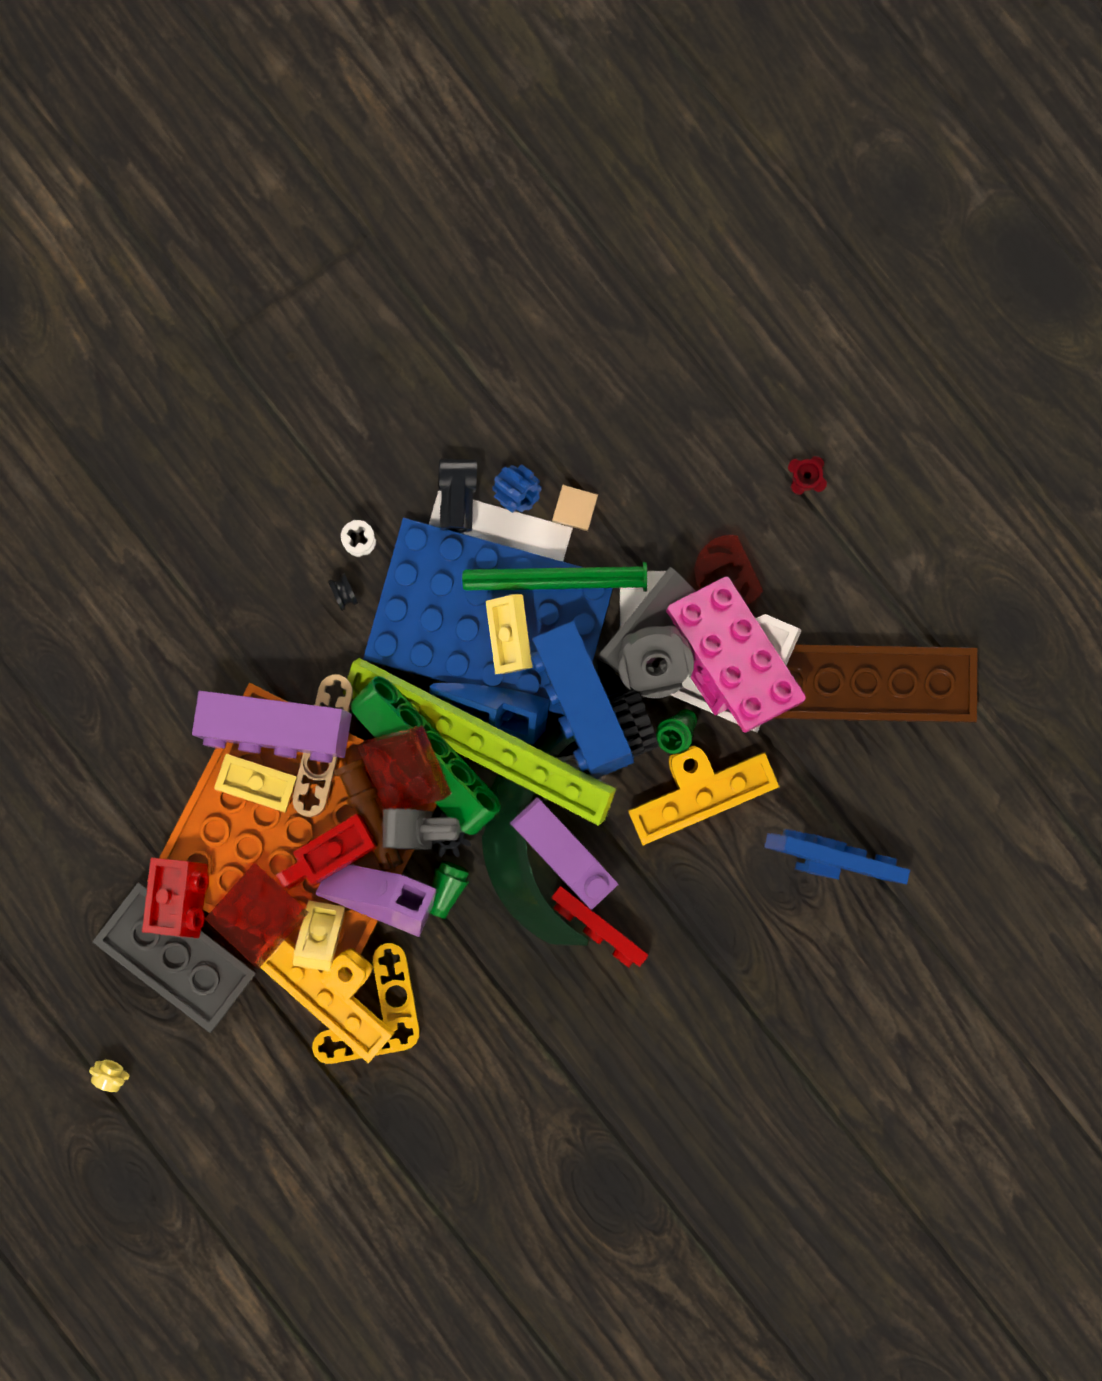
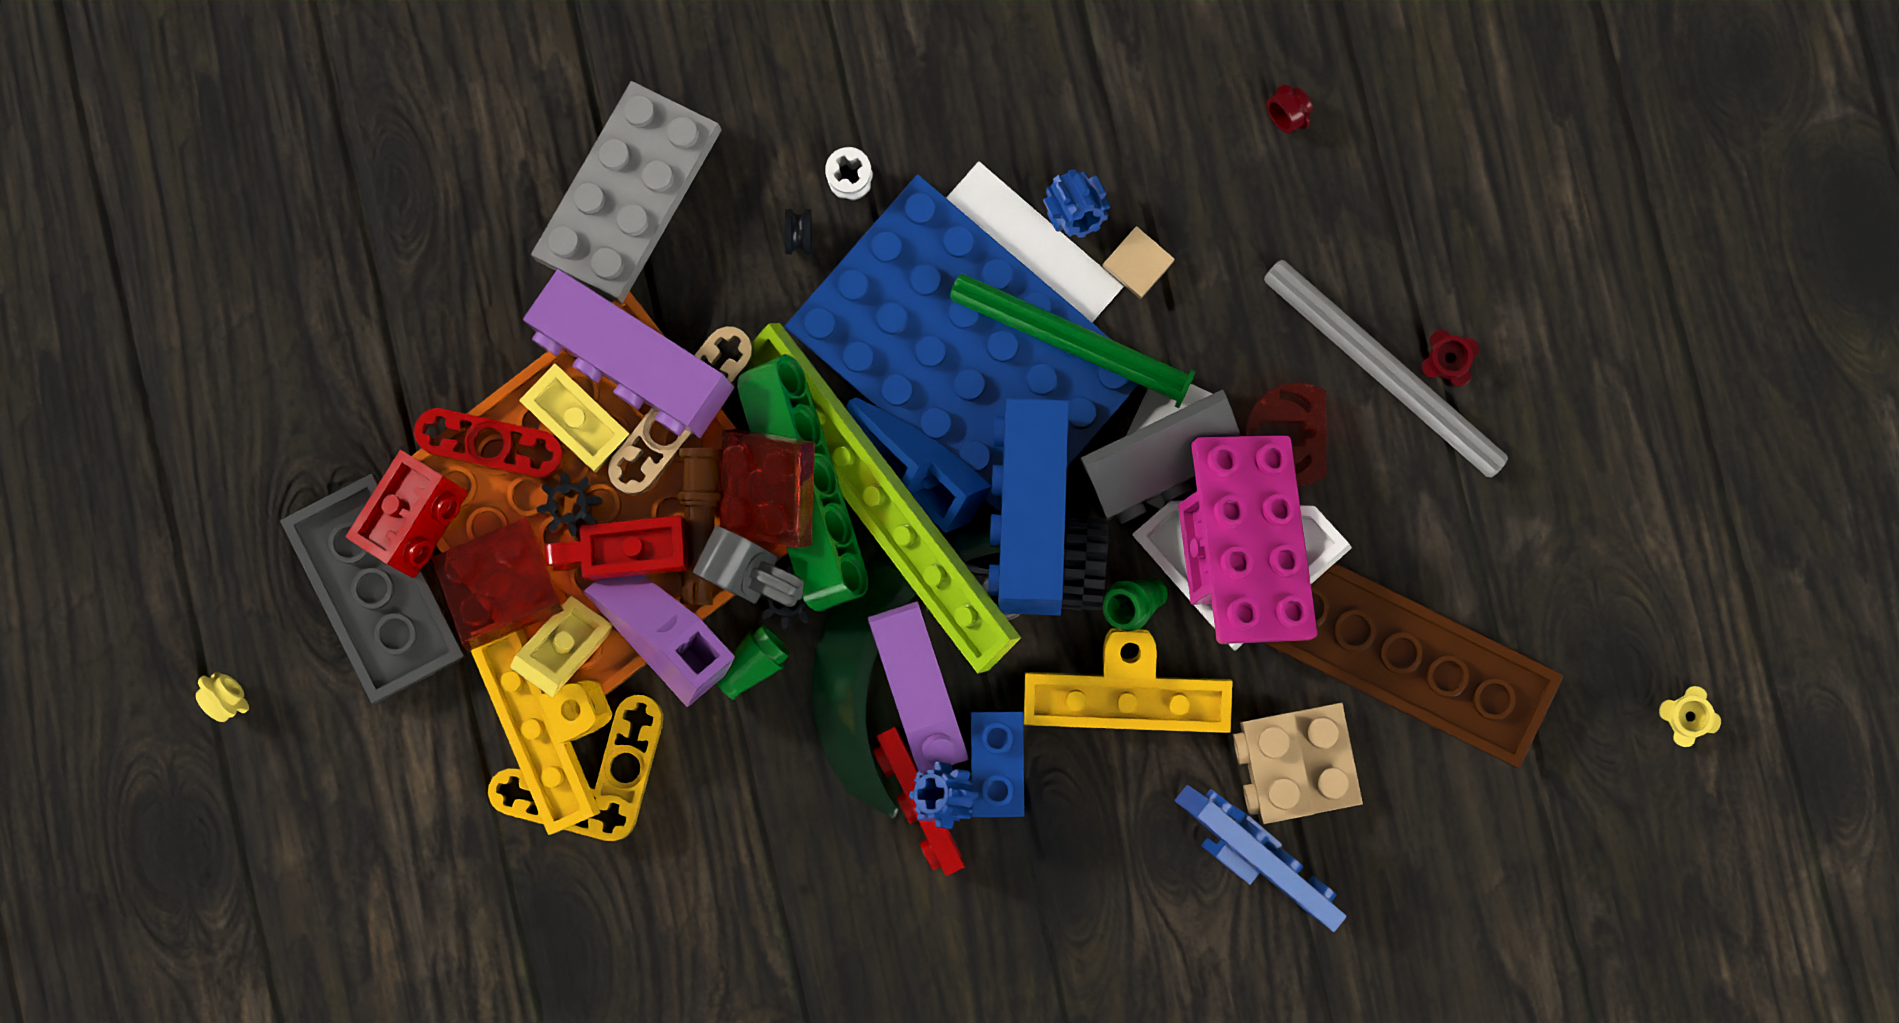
camera: 30 degrees right, 0 degrees up
(181, 842) = (455, 422): none -> red beam
(217, 618) = (626, 192): none -> light grey plate
(274, 832) = (556, 510): none -> black gear
(457, 483) = (1002, 167): black piece -> none
(509, 634) = (979, 380): light yellow plate -> none
(623, 913) = (957, 797): none -> blue gear
(626, 361) = (1289, 108): none -> dark red plate
(638, 879) = (997, 764): none -> blue brick
(655, 642) = (1153, 474): dark grey plate -> none
(768, 502) = (1386, 368): none -> light grey axle
(832, 786) = (1298, 764): none -> tan plate
(1081, 633) = (1704, 722): none -> light yellow plate

